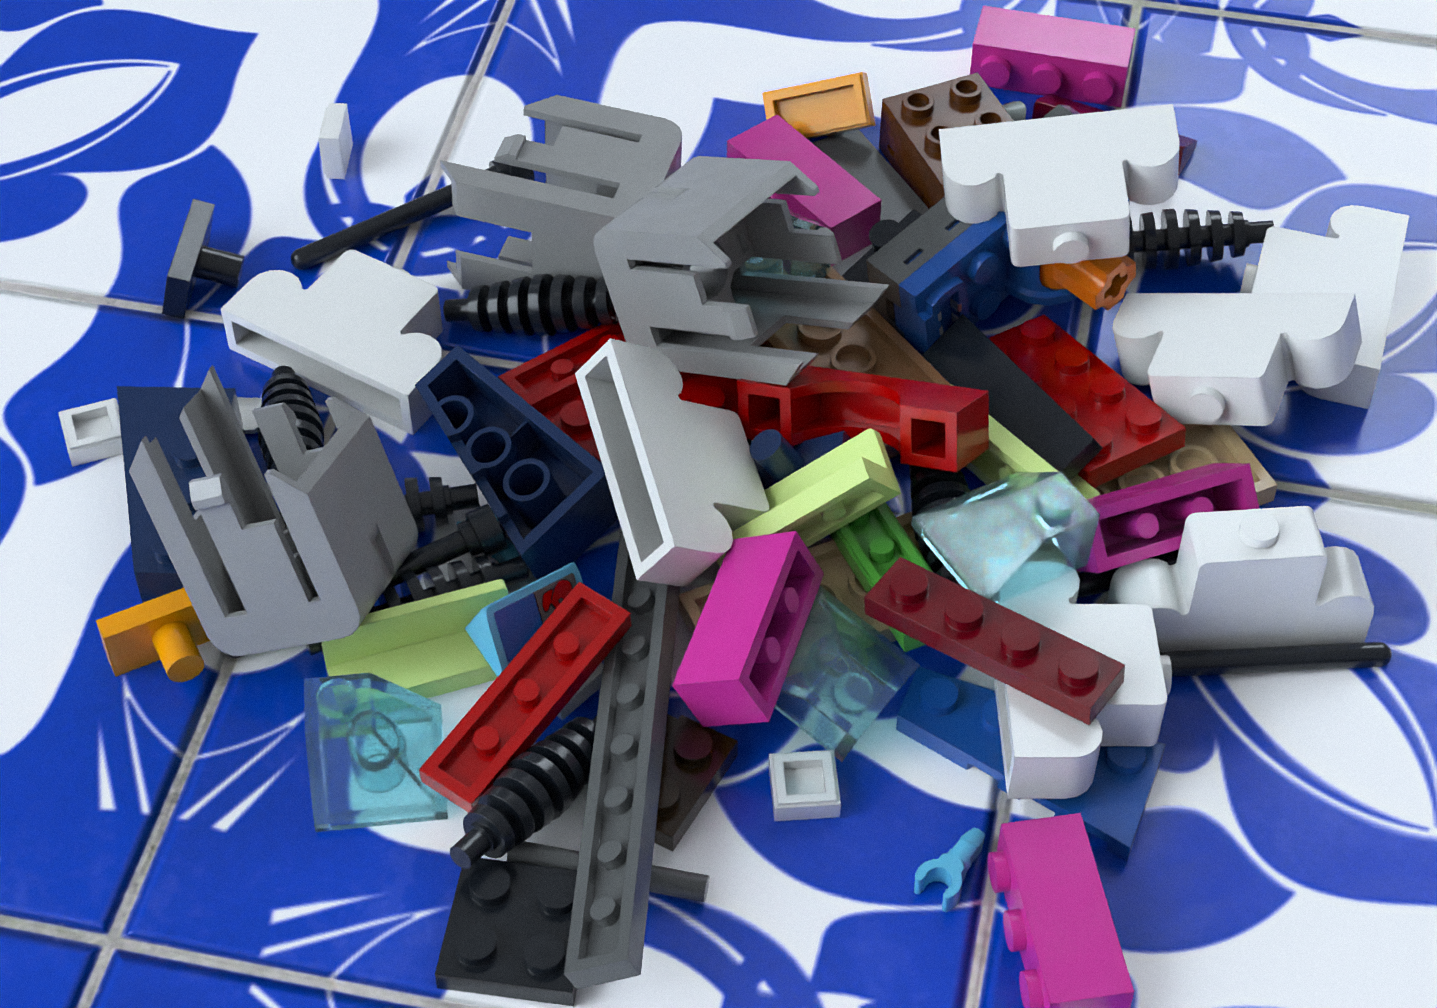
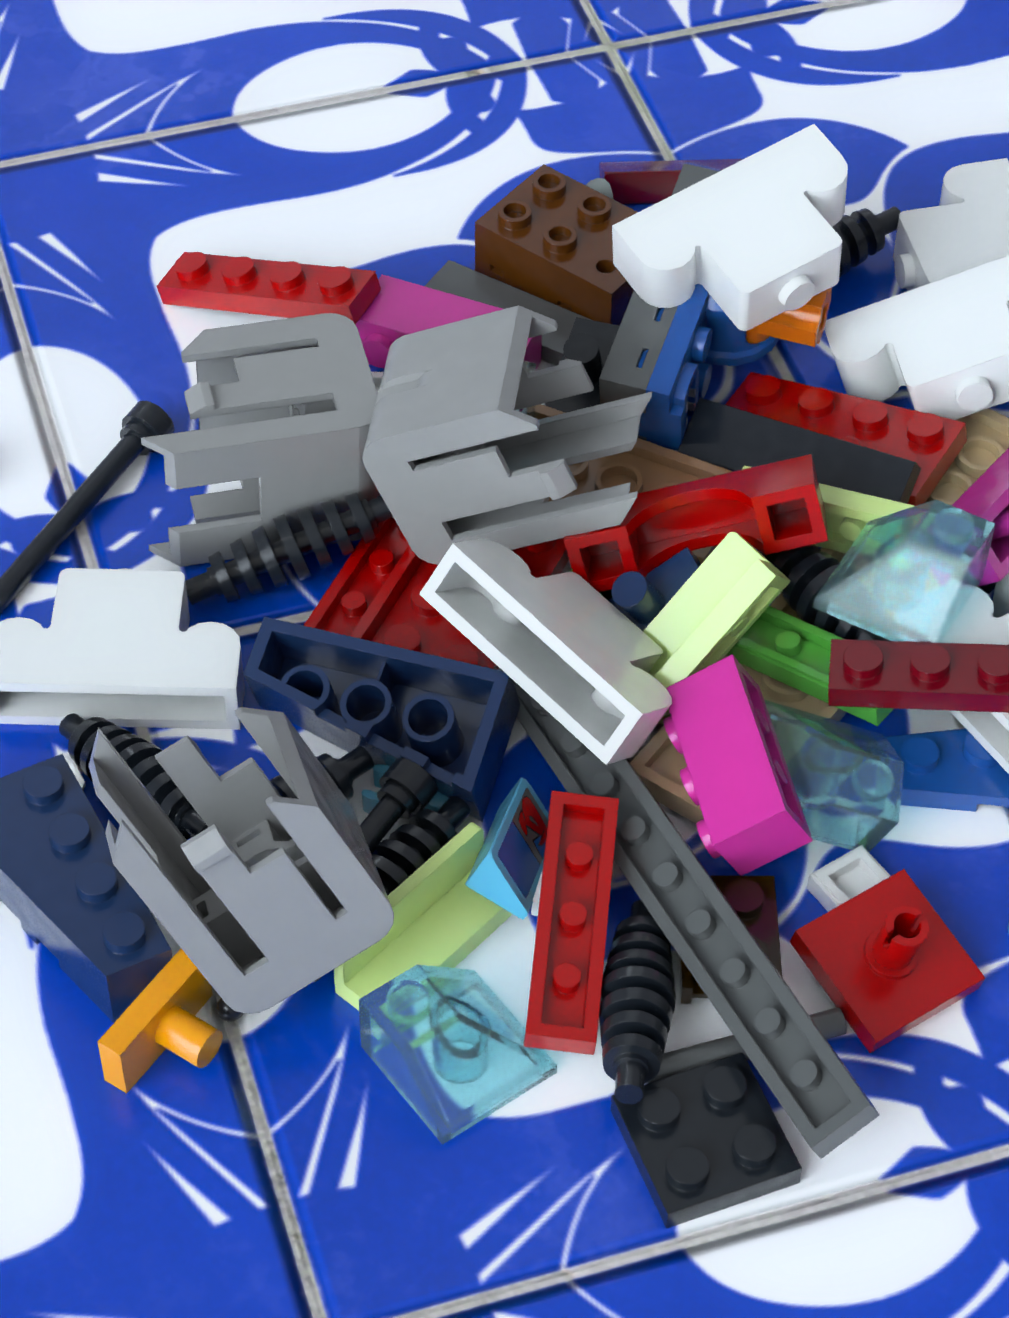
camera: 30 degrees left, 0 degrees up
(685, 93) = (267, 286): none -> red plate
(779, 856) = (887, 960): none -> red tile
(824, 105) = (418, 248): light orange tile -> none
(1052, 55) = (582, 124): dark pink brick -> none

